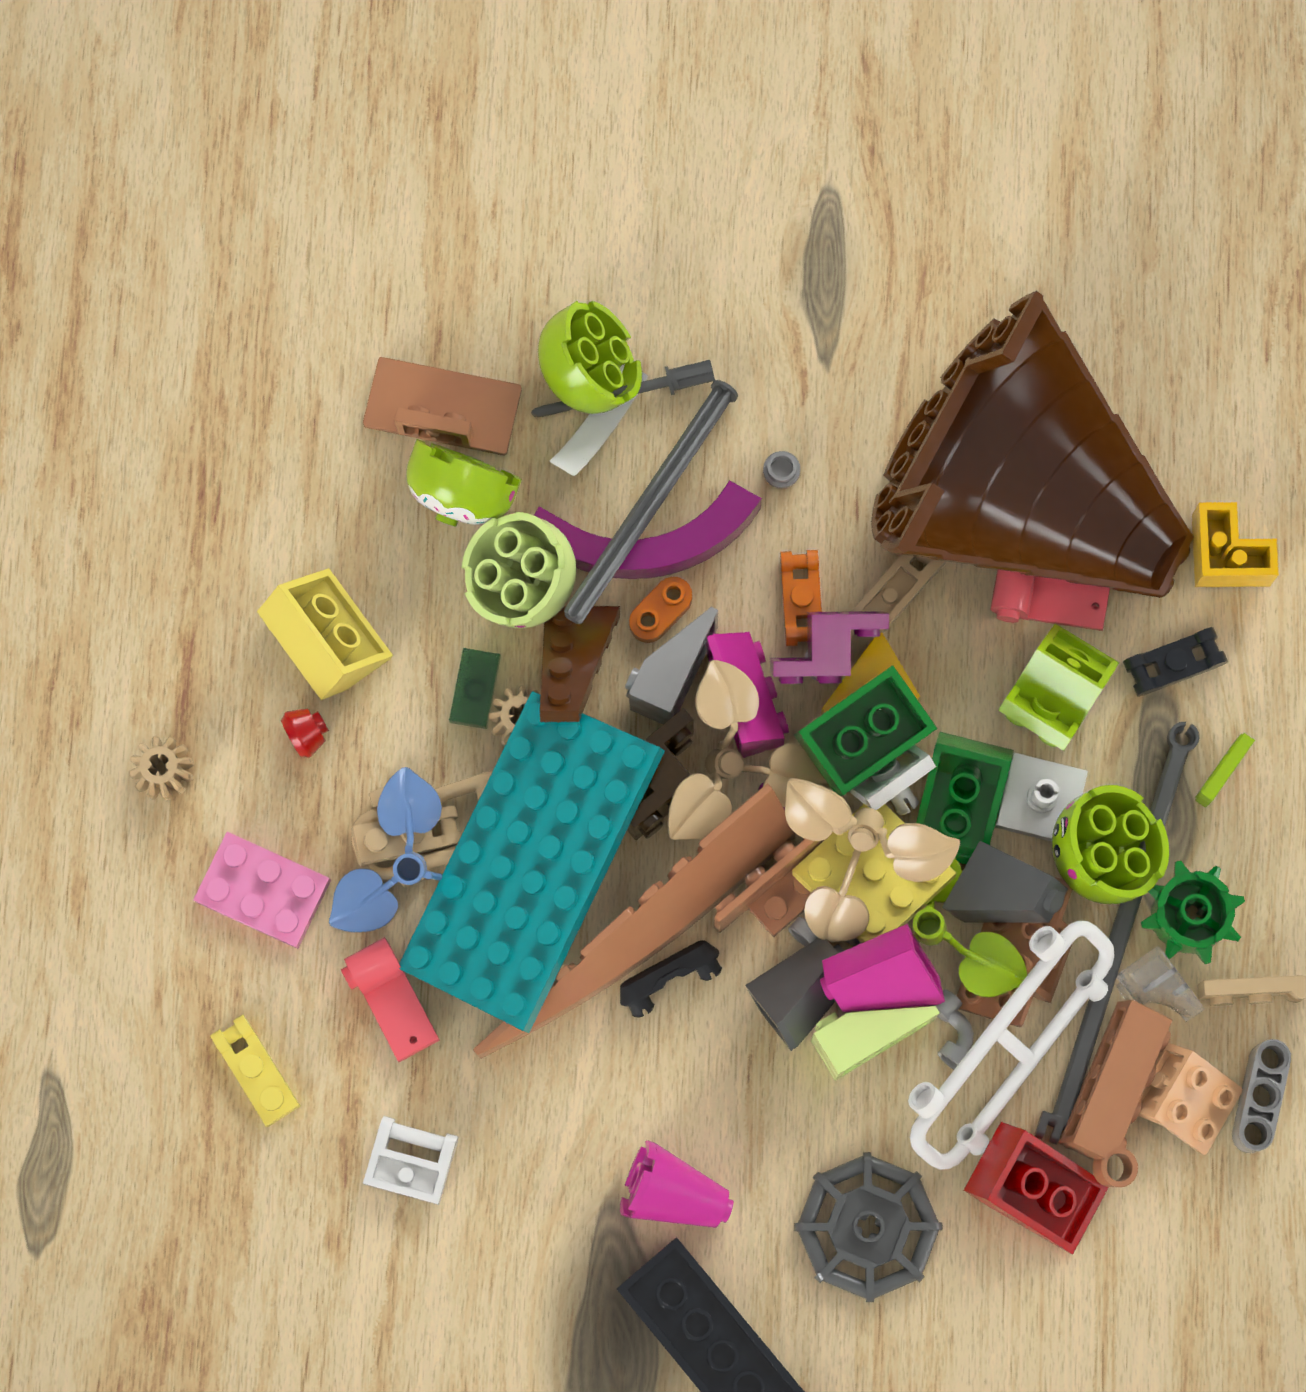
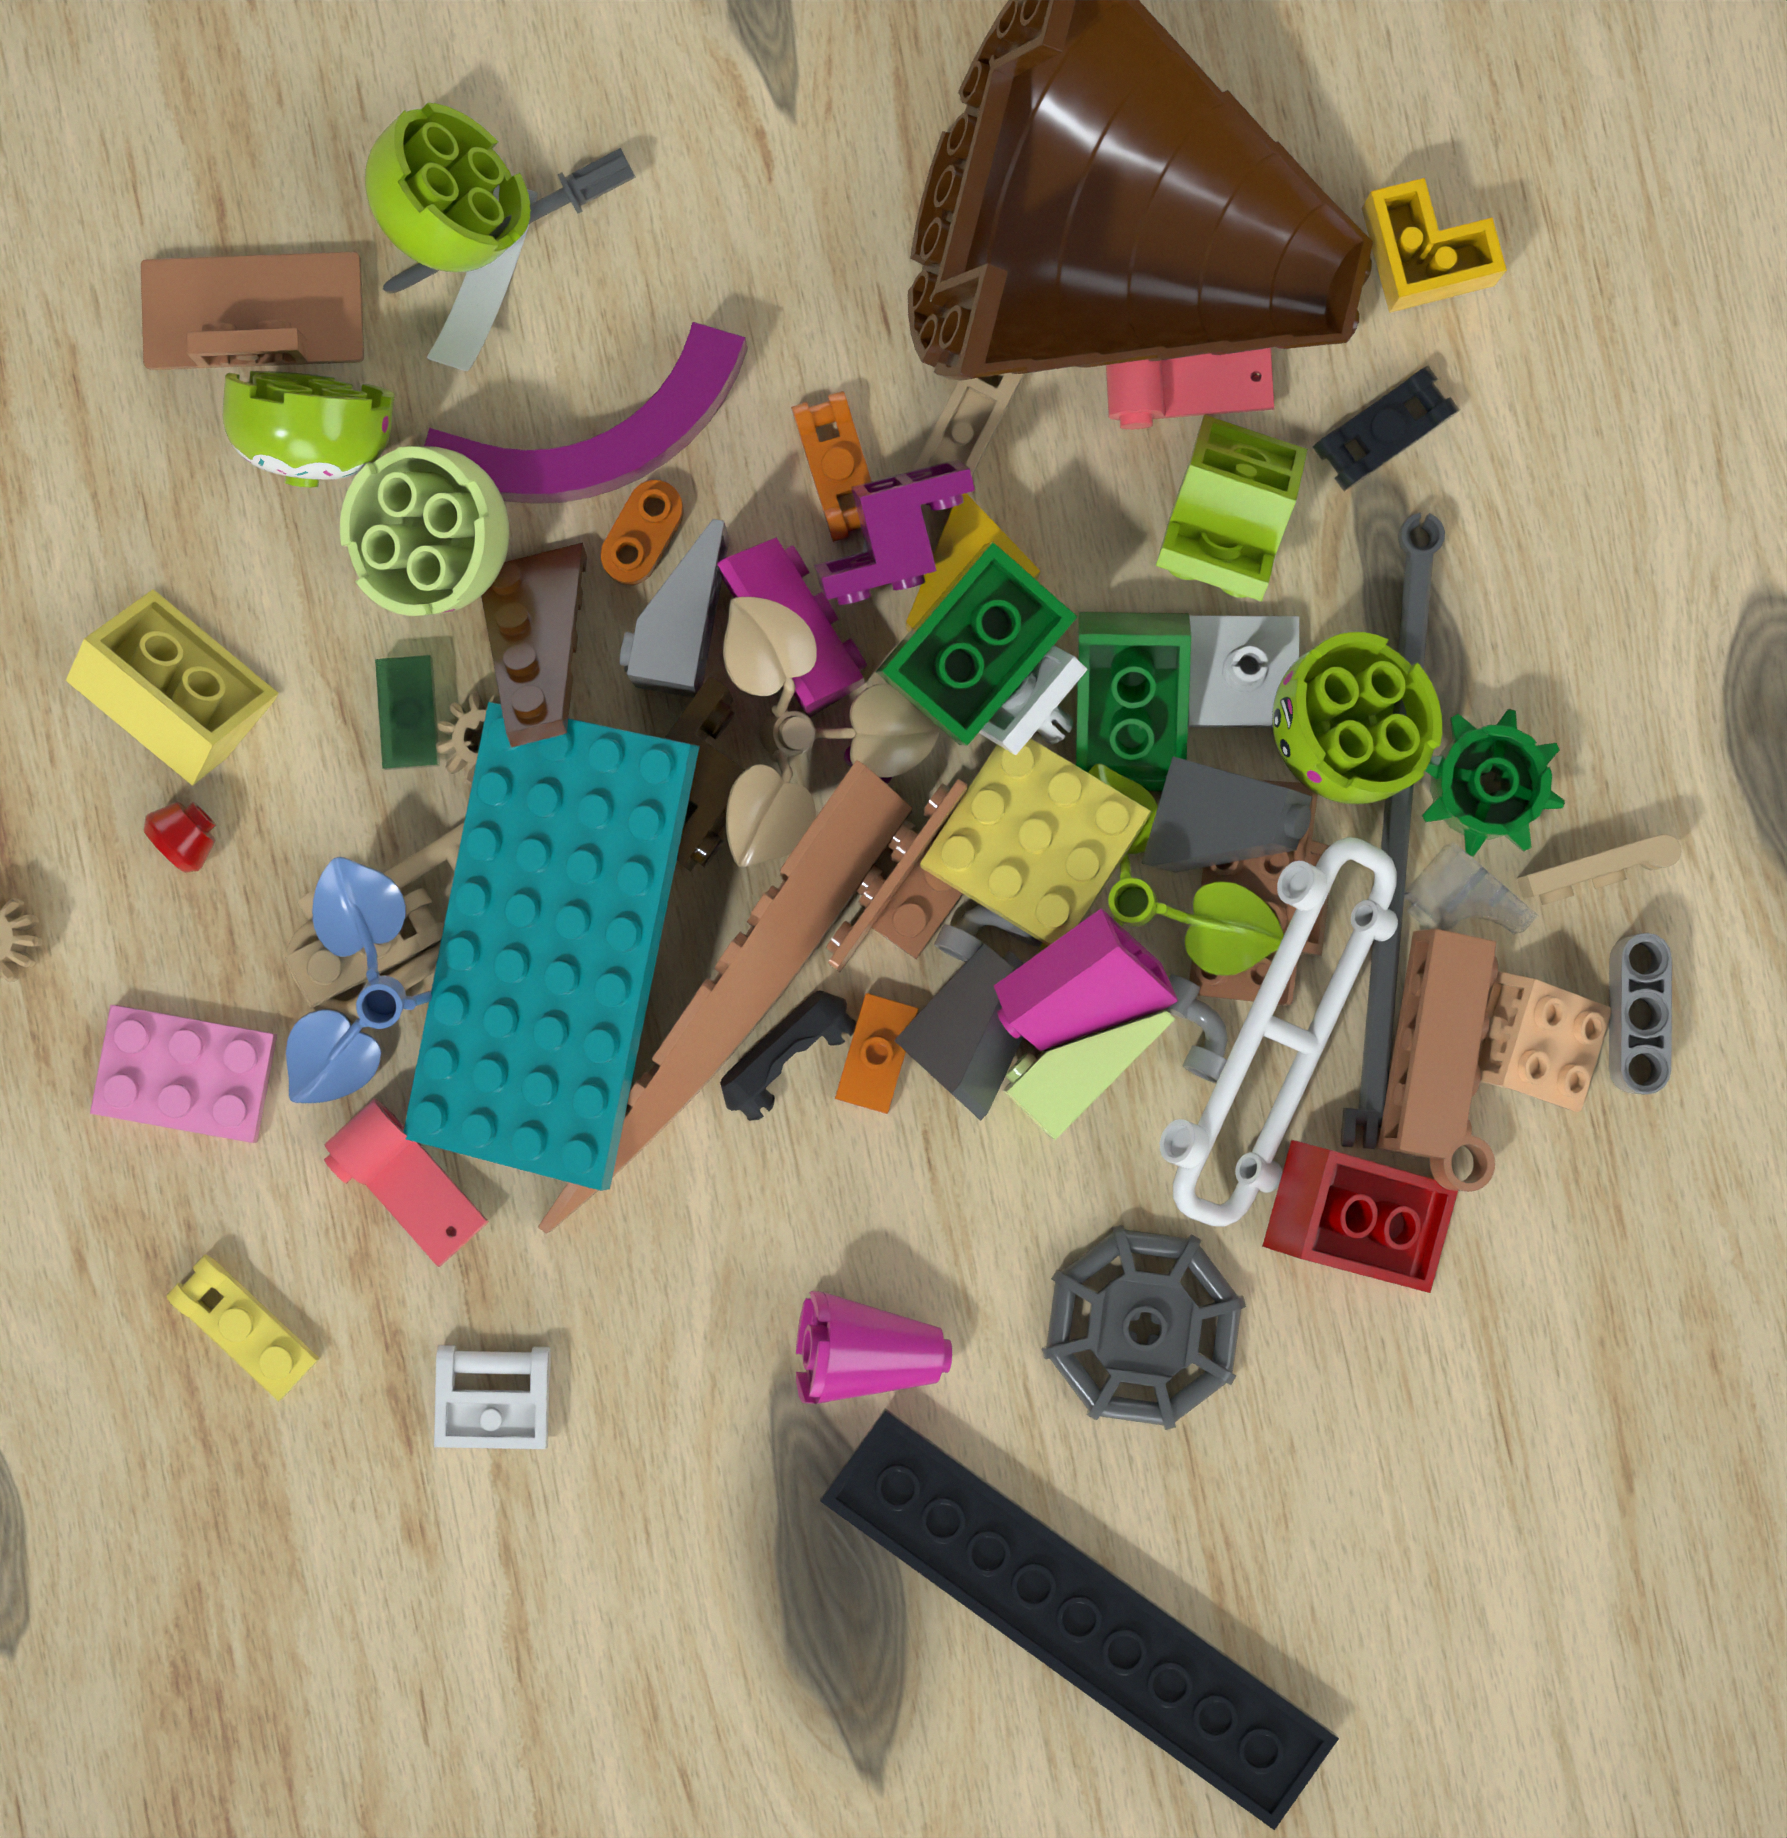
camera: 20 degrees left, 10 degrees up
(650, 501) = (587, 381): dark grey axle -> none
(729, 994) = (873, 1054): none -> orange plate
(781, 469) = (763, 285): light grey plate -> none
(917, 852) = (1091, 803): tan plant -> none
(1224, 769) = (1489, 568): lime tile -> none

